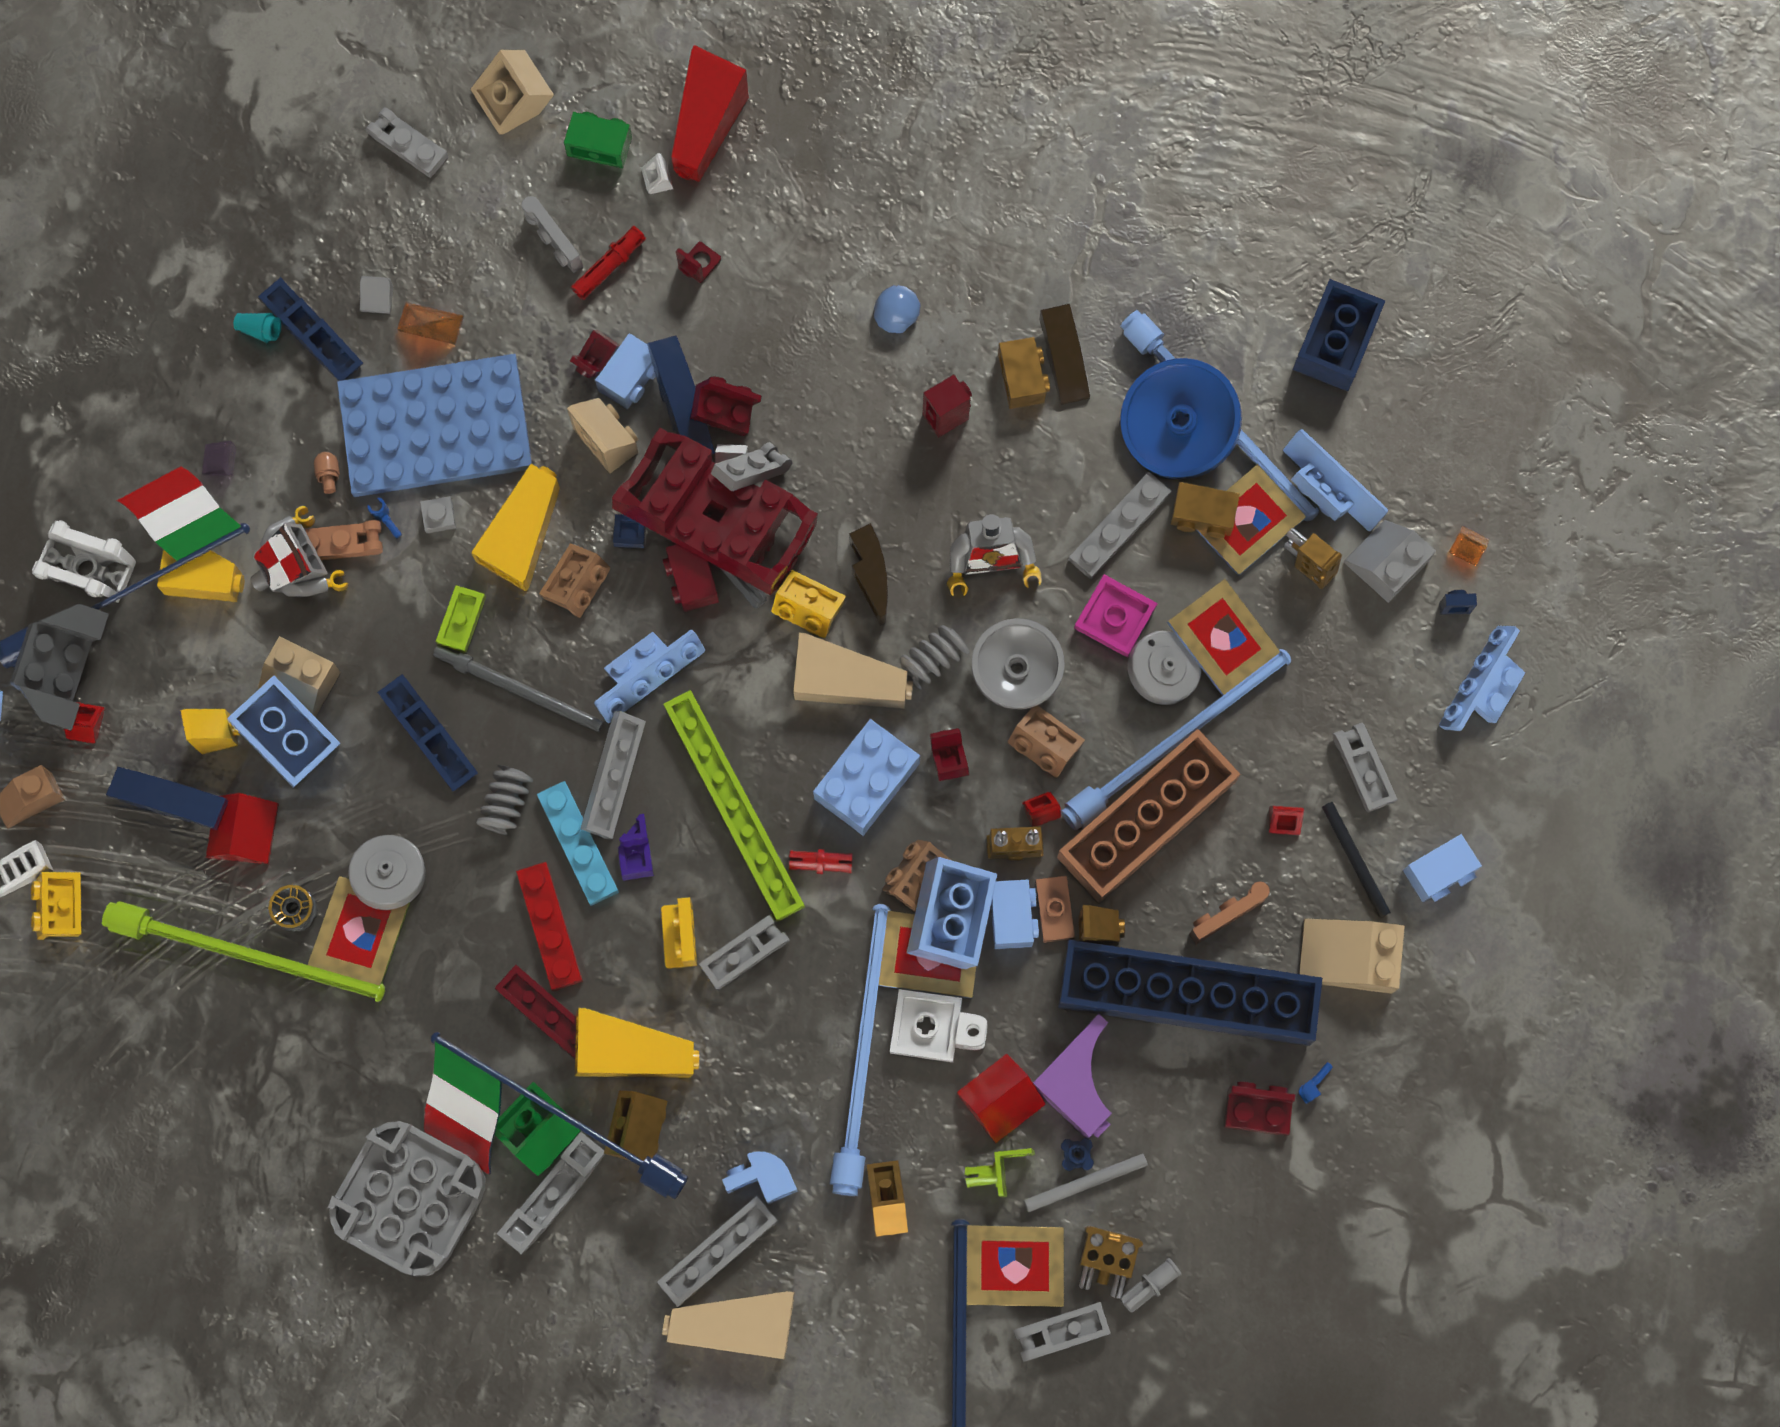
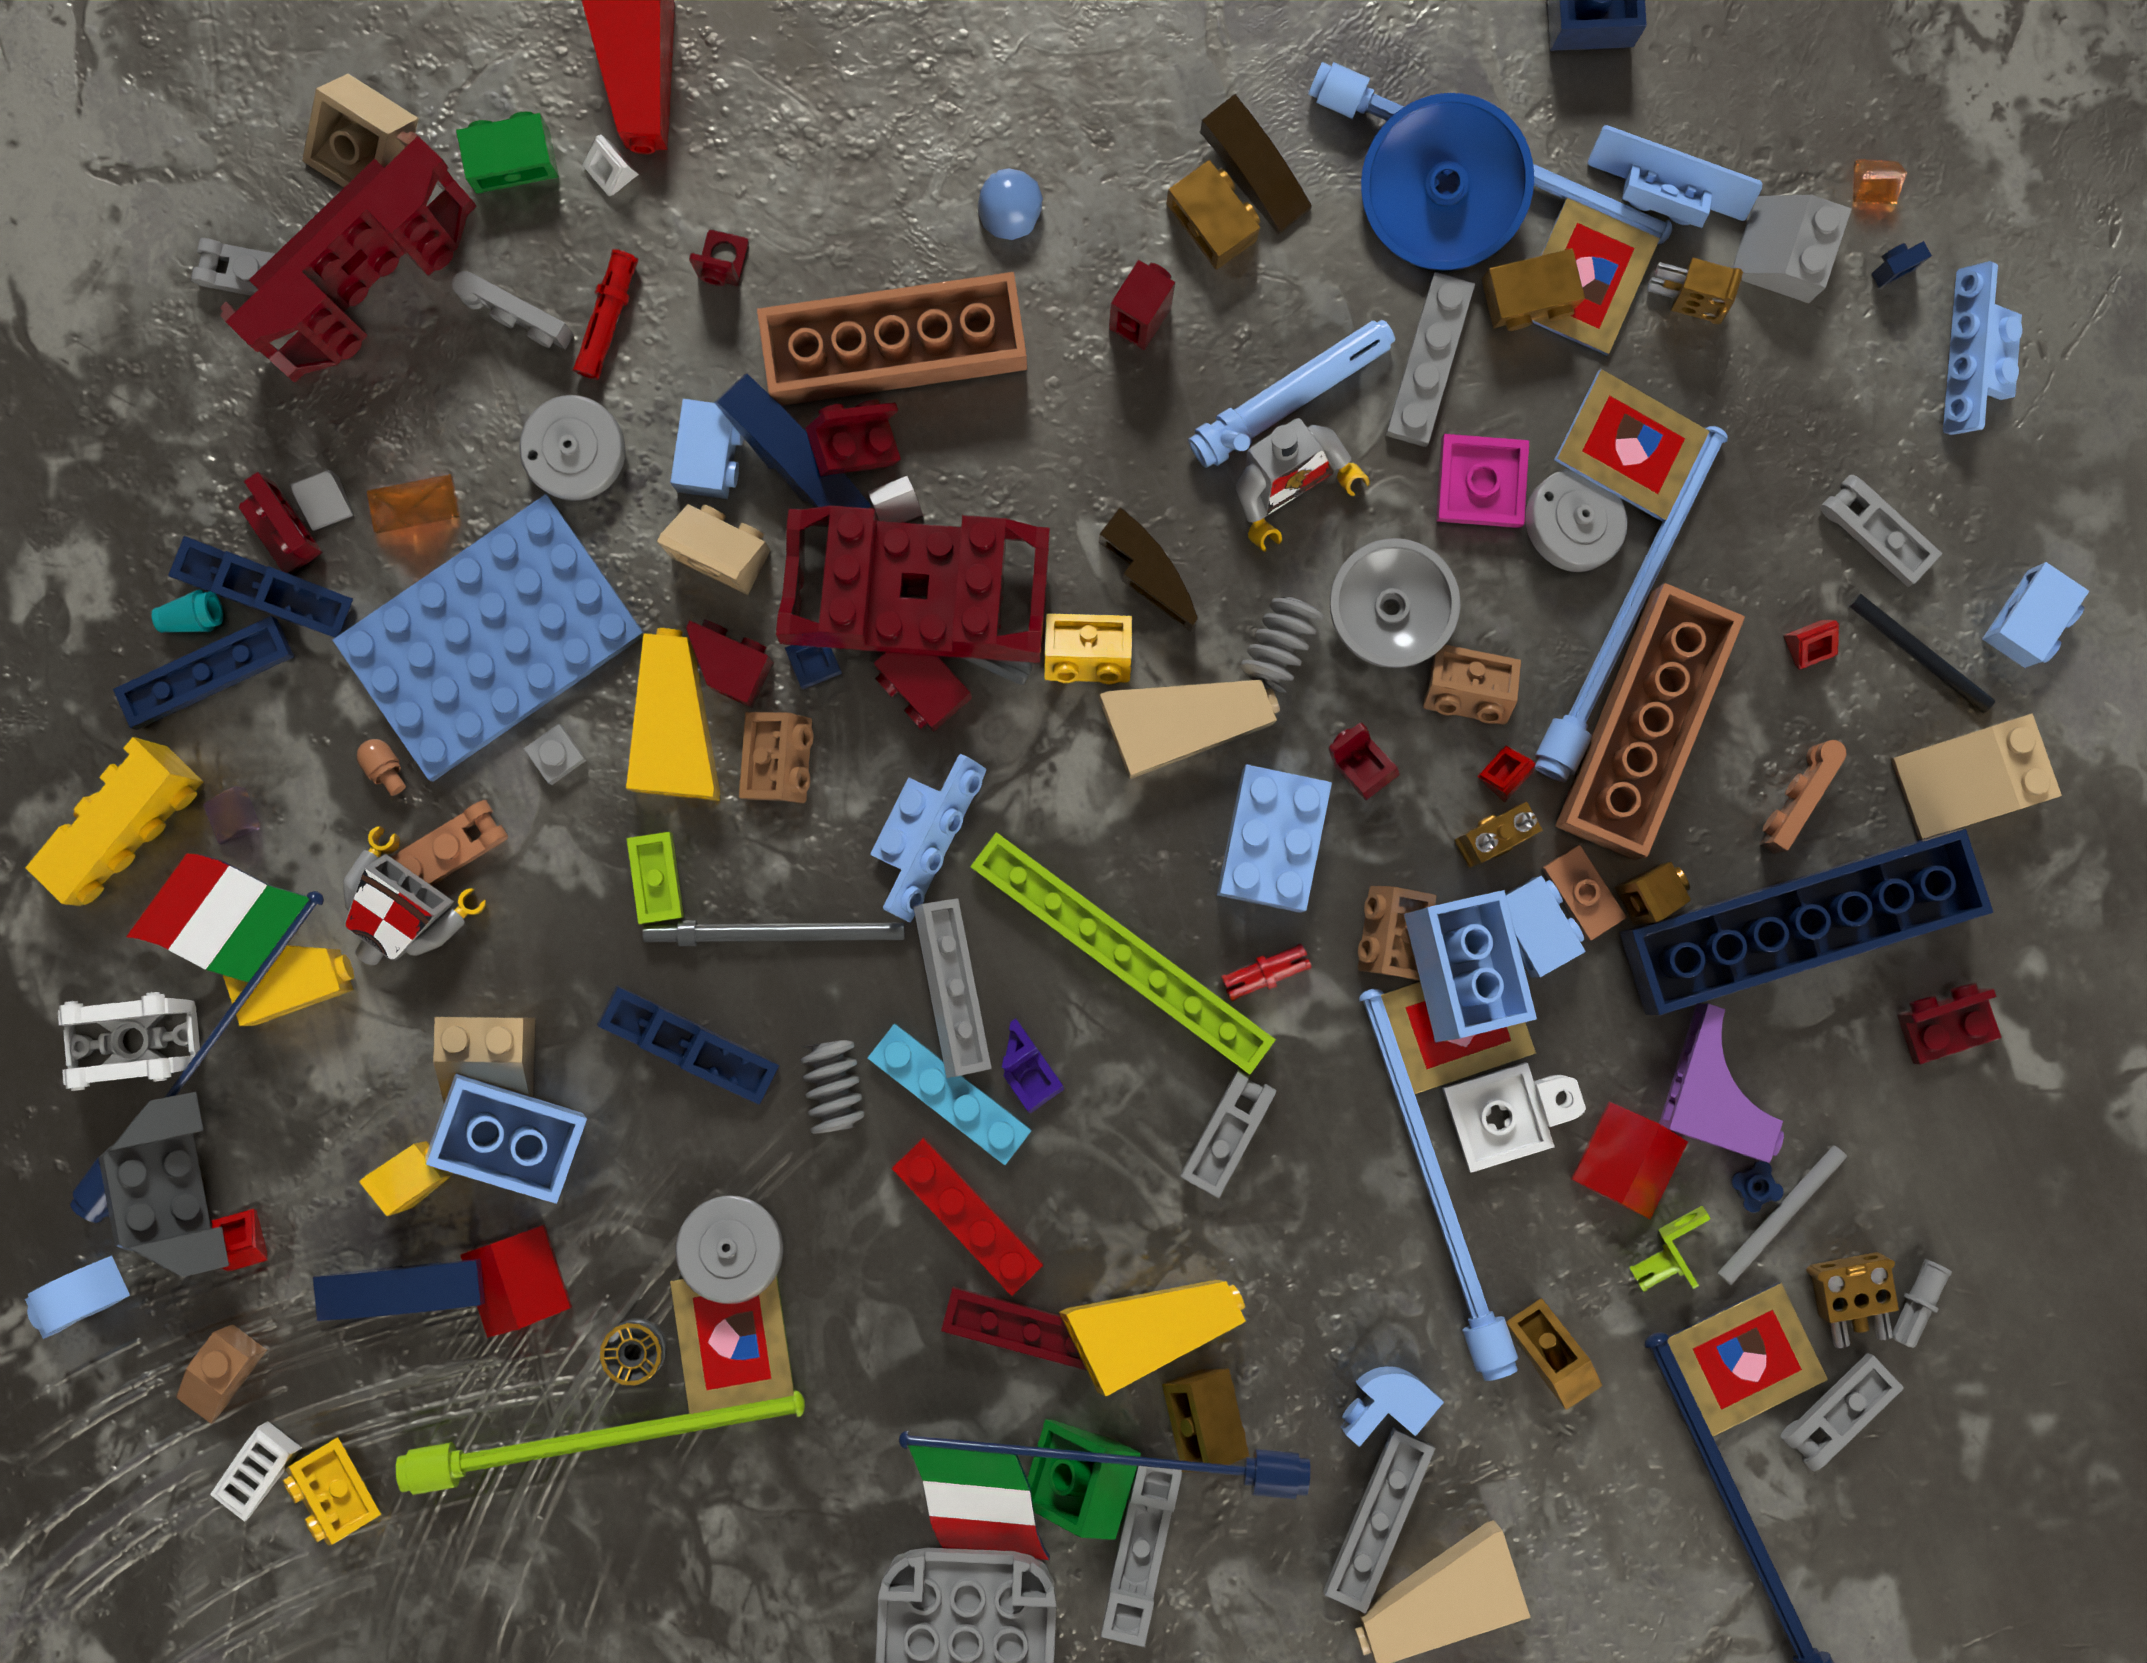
camera: 30 degrees left, 10 degrees up
(146, 428) = (114, 822): none -> yellow wedge
(248, 365) = (203, 673): none -> dark blue plate
(341, 297) = (278, 525): none -> dark red bracket
(383, 515) = (485, 789): blue hand -> none
(468, 154) = (345, 253): none -> dark red piece
(546, 333) = (572, 448): none -> light grey wheel
(574, 509) = (727, 665): none -> dark red slope
(594, 354) = (652, 447): dark red bracket -> none
(679, 934) = (1137, 1151): yellow bracket -> none
(751, 467) = (931, 505): light grey plate -> none
(779, 356) = (892, 339): none -> nougat brick
(970, 509) = (1237, 427): none -> light blue cylinder
(1309, 1090) = (1996, 969): blue hand -> none

